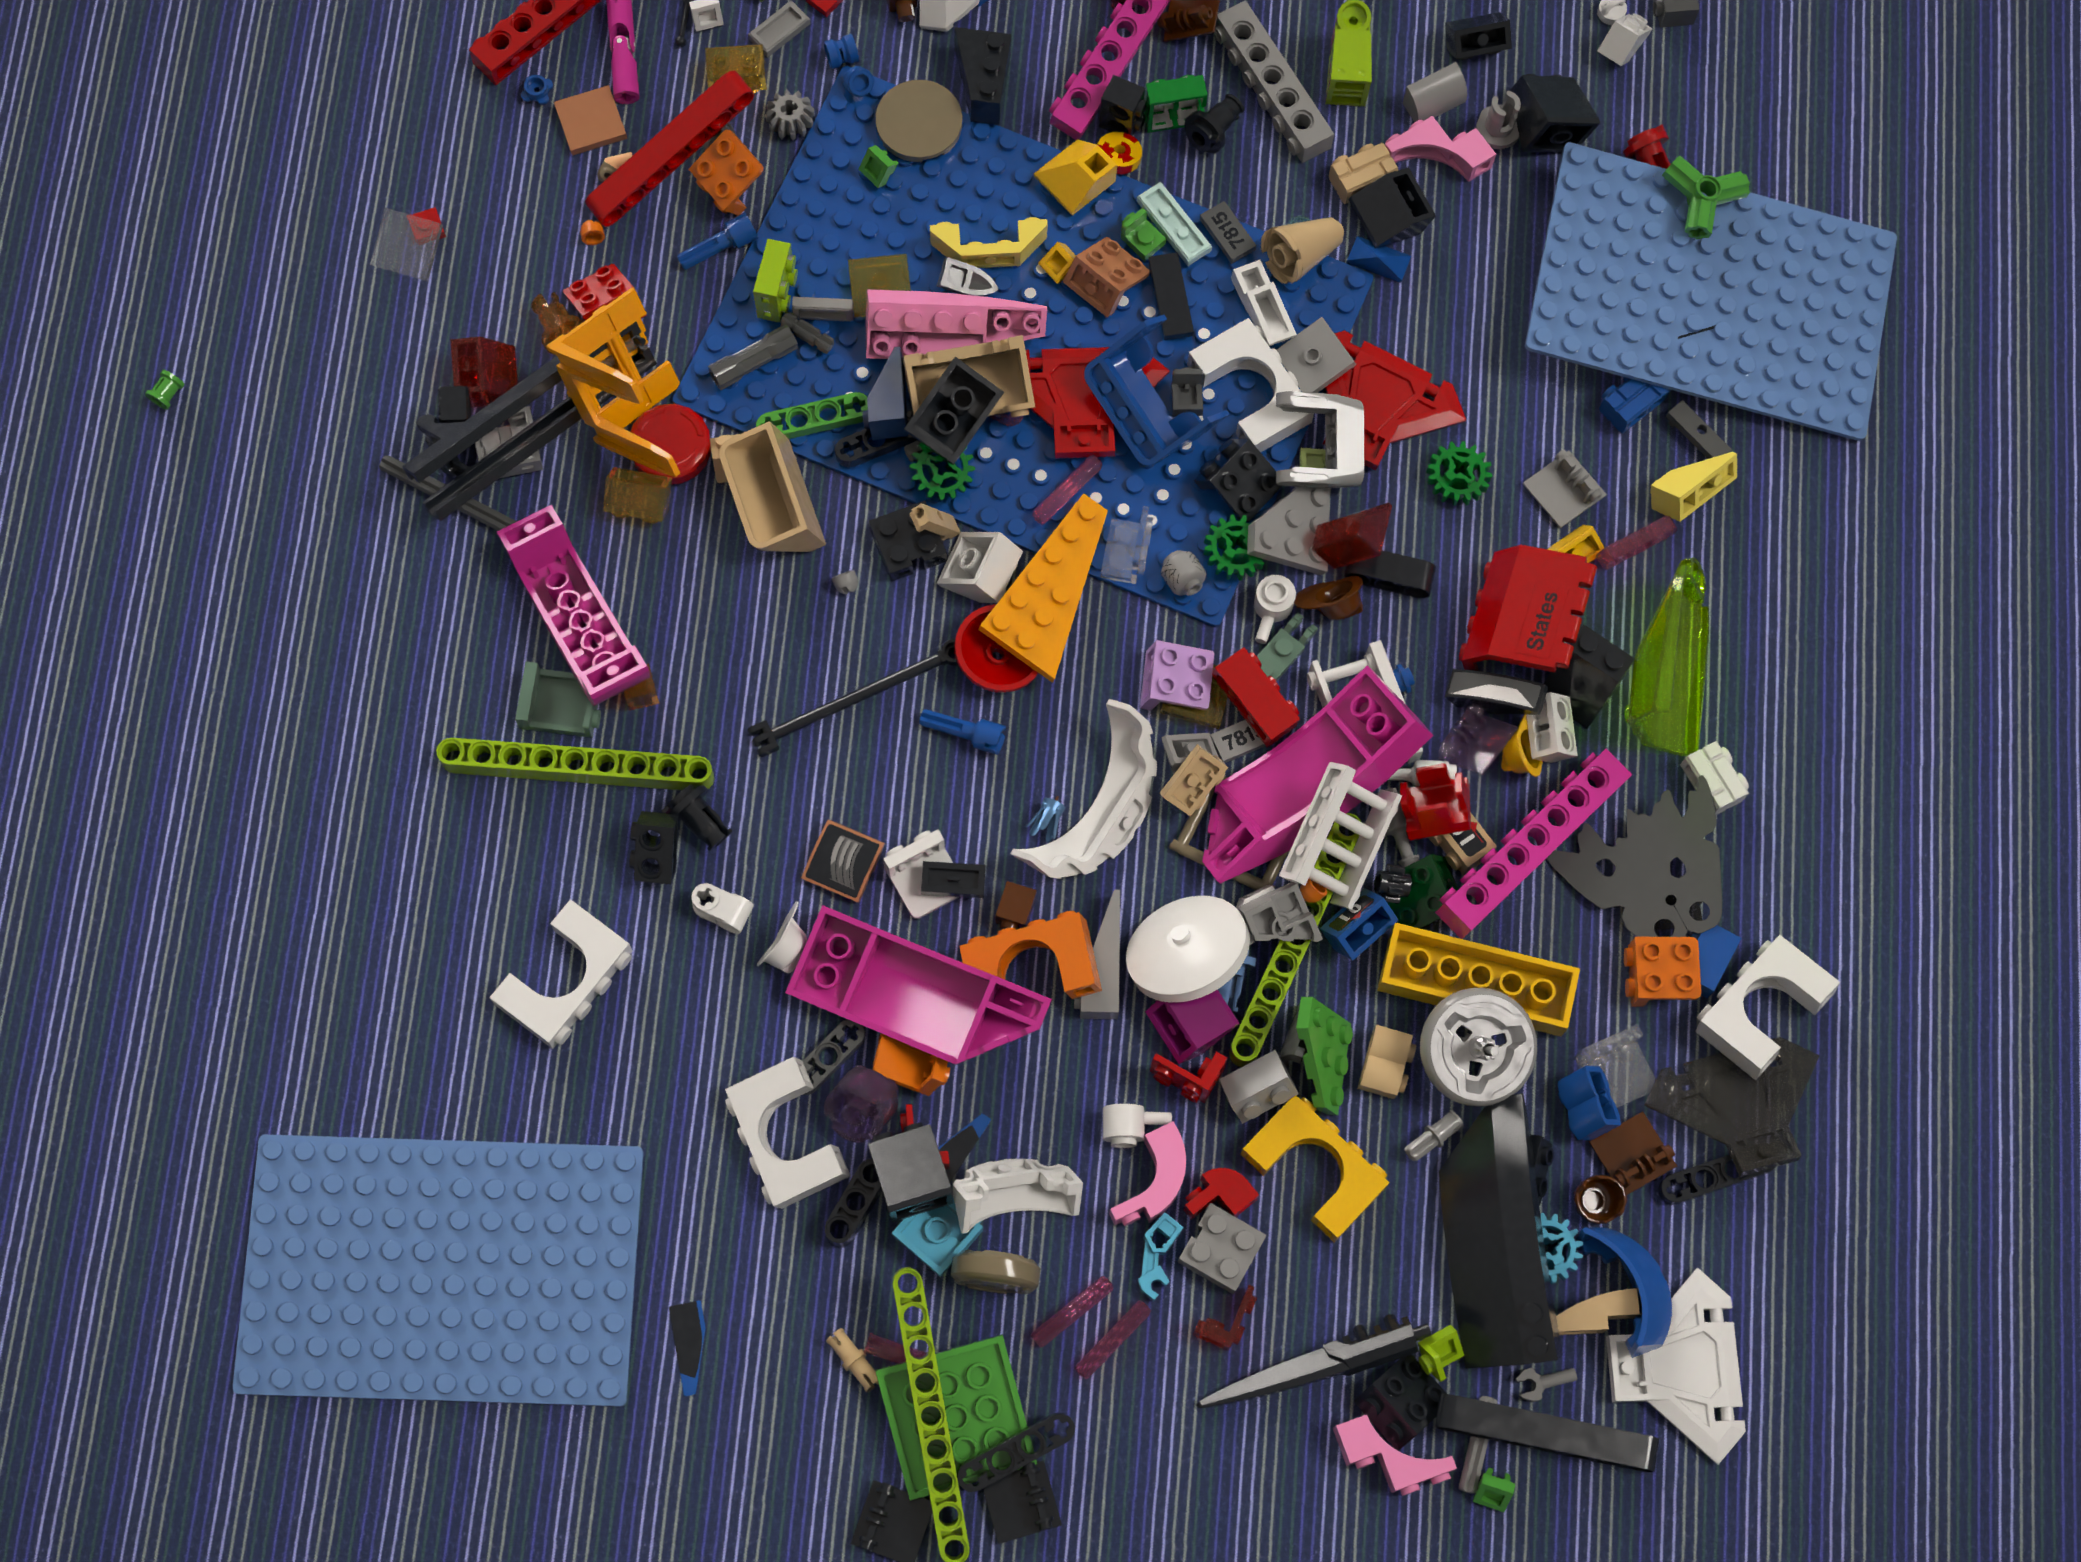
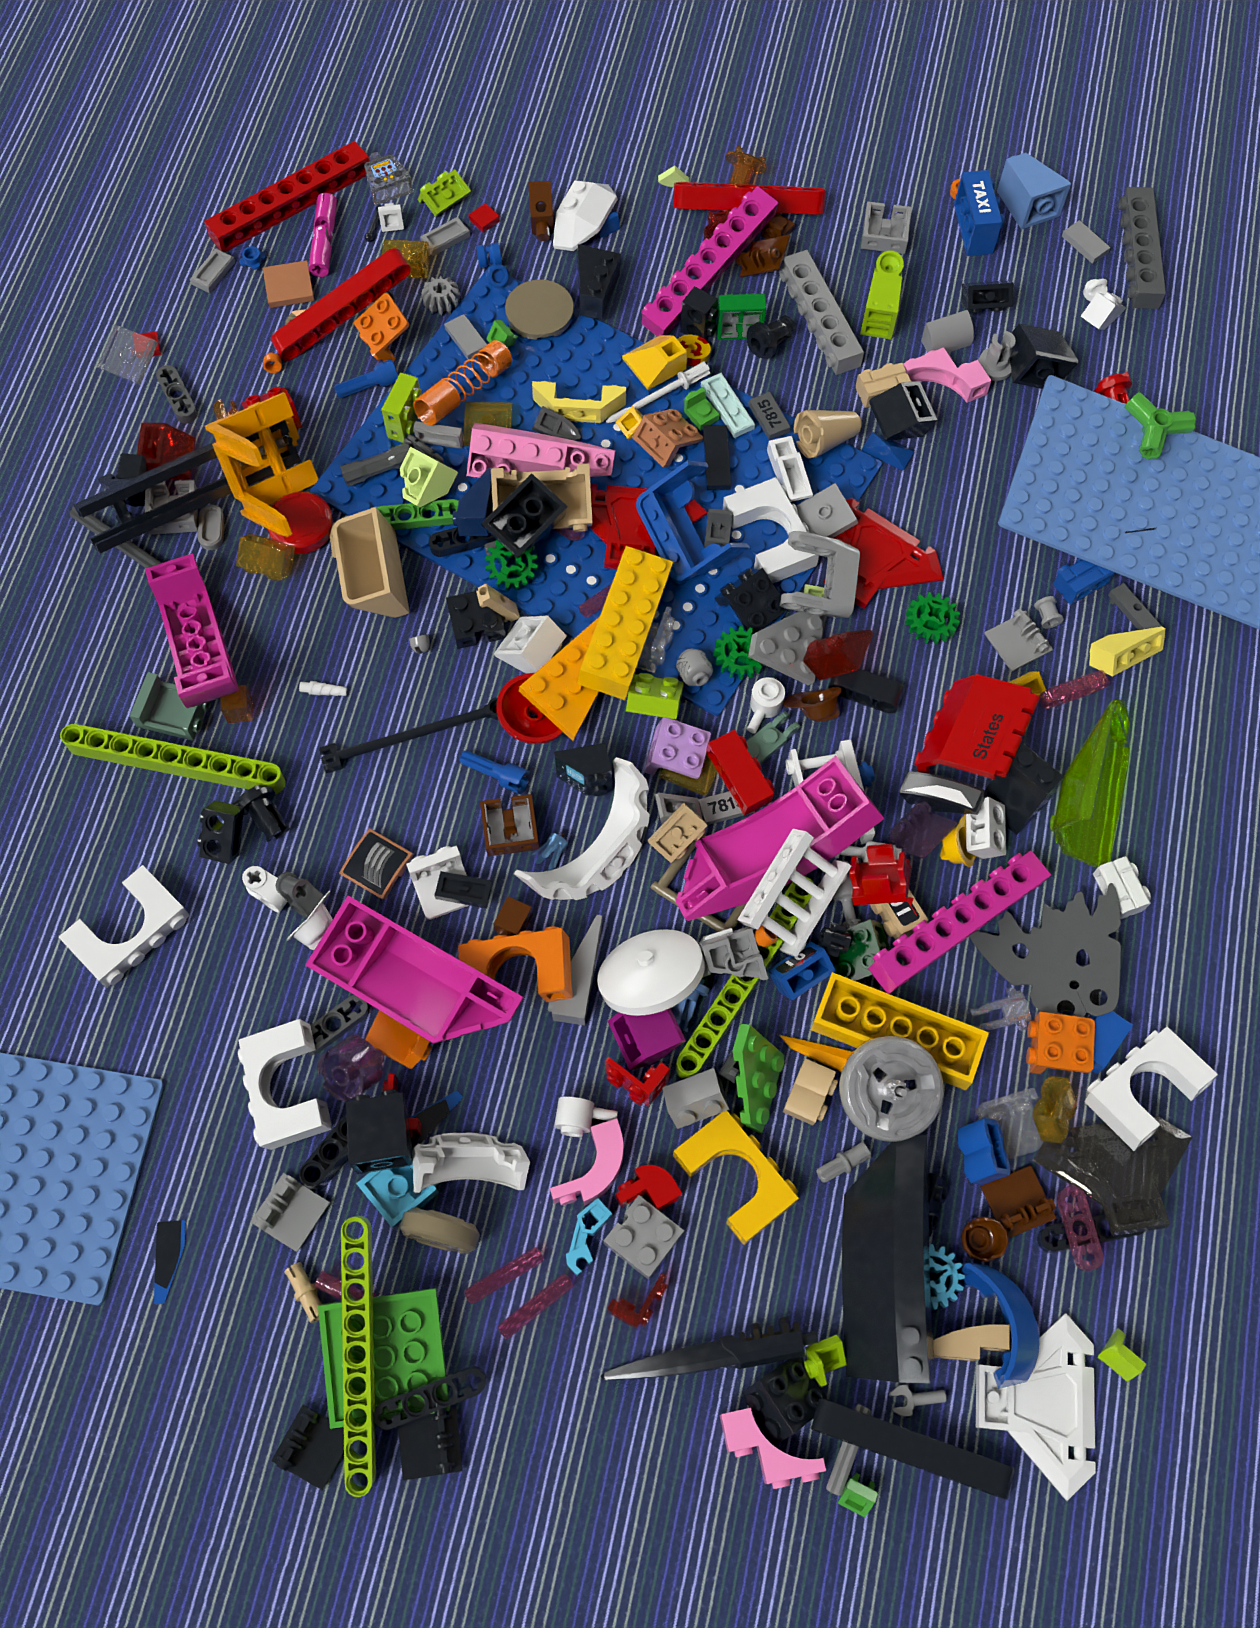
camera: 10 degrees right, 5 degrees down
(478, 277) = (177, 385): none -> dark grey beam
(488, 112) = (212, 270): none -> light grey tile
(559, 464) = (211, 527): none -> light grey tile
(737, 653) = (317, 688): none -> white animal
(762, 910) = (298, 893): none -> dark grey piece
(816, 369) = (425, 478): none -> yellowish green slope
(819, 1275) = (290, 1212): none -> light grey hinge
(825, 261) = (444, 397): none -> orange piece
(832, 170) = (465, 336): none -> light grey tile
(993, 798) = (509, 829): none -> piece
(1074, 716) = (585, 769): none -> black slope
(1095, 530) = (624, 623): none -> yellow brick
(1117, 197) = (684, 380): none -> white piece
(1142, 615) = (655, 696): none -> lime piece
(1400, 1017) = (824, 1054): none -> light orange bar
(1597, 448) = (1048, 612): none -> light grey bush
(1605, 937) = (1013, 1008): none -> clear piece
(1663, 1045) = (1054, 1109): none -> clear yellow brick
(1719, 1193) = (1093, 1247): none -> clear pink beam
(1761, 1307) = (1120, 1358): none -> lime tile

